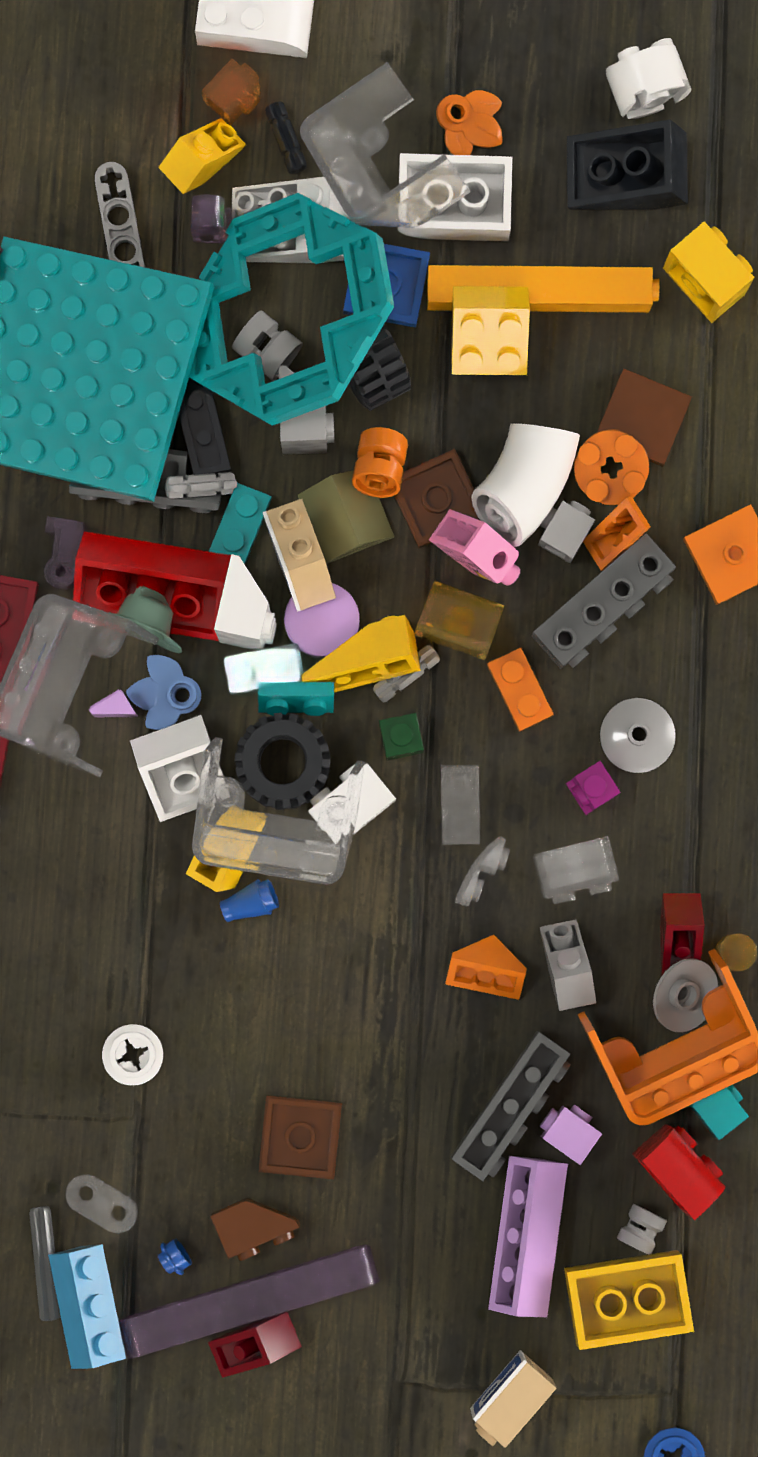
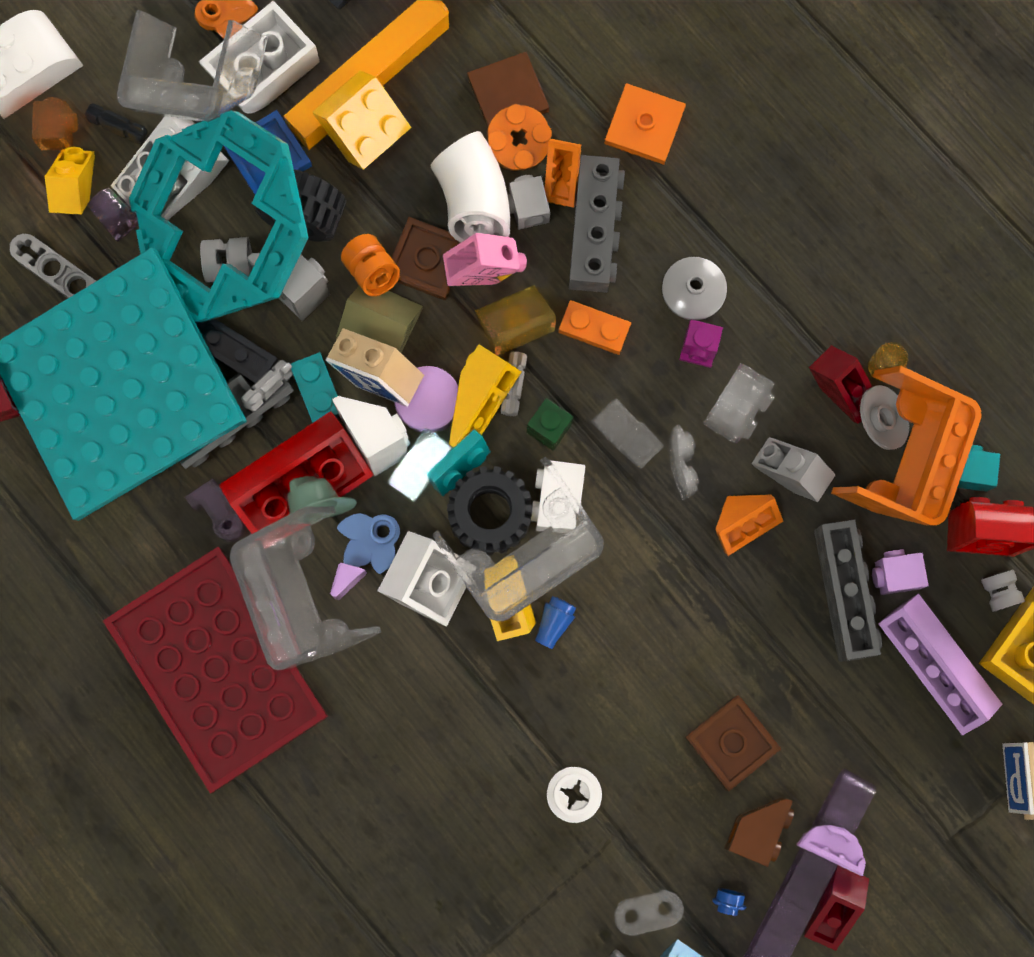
camera: 45 degrees left, 5 degrees down
(296, 1293) = (836, 846): none -> lavender plate

